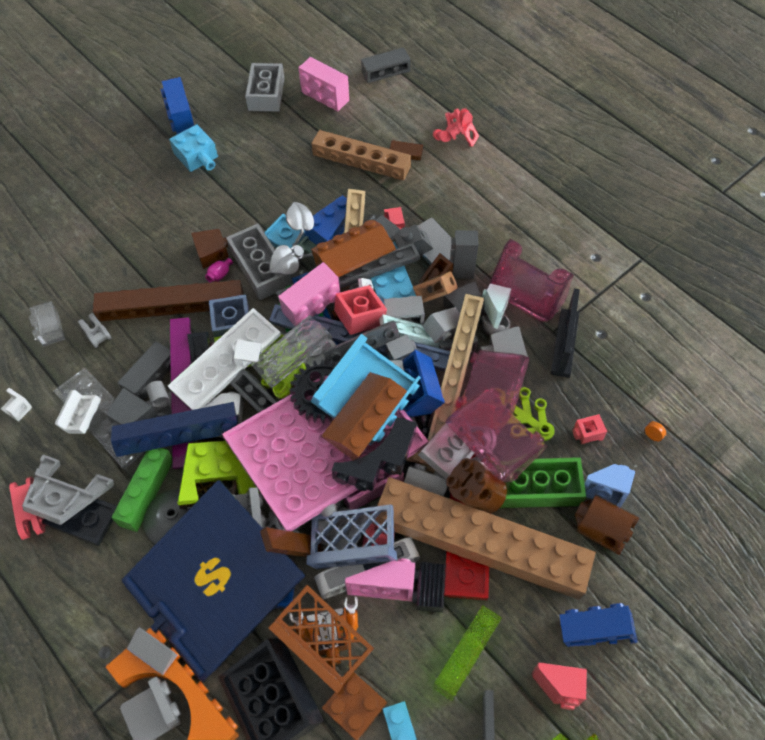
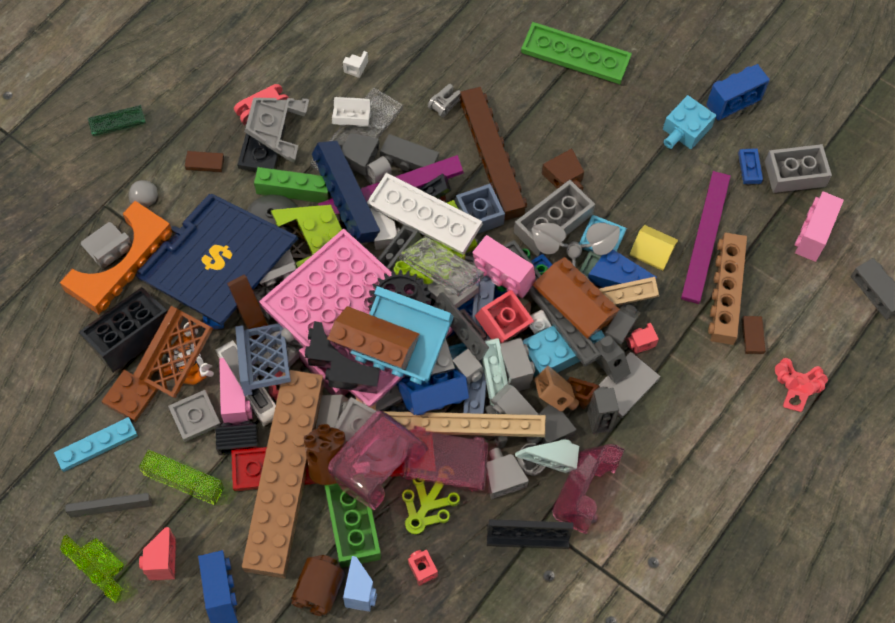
camera: 75 degrees right, 5 degrees up
(46, 324) = (443, 60): clear brick -> none
(76, 583) = (204, 161): none -> reddish brown tile
(85, 216) = (576, 53): none -> bright green plate
(93, 661) = (143, 192): none -> light grey hair
(151, 651) = (149, 229): light grey slope -> none
(218, 270) = (538, 186): dark pink plant -> none
(247, 351) = (428, 226): white panel -> none
(250, 118) = (750, 166): none -> blue plate
(307, 162) = (705, 237): none -> magenta tile
(310, 195) = (653, 247): none -> light yellow slope
(395, 631) = (194, 415): none -> light grey plate

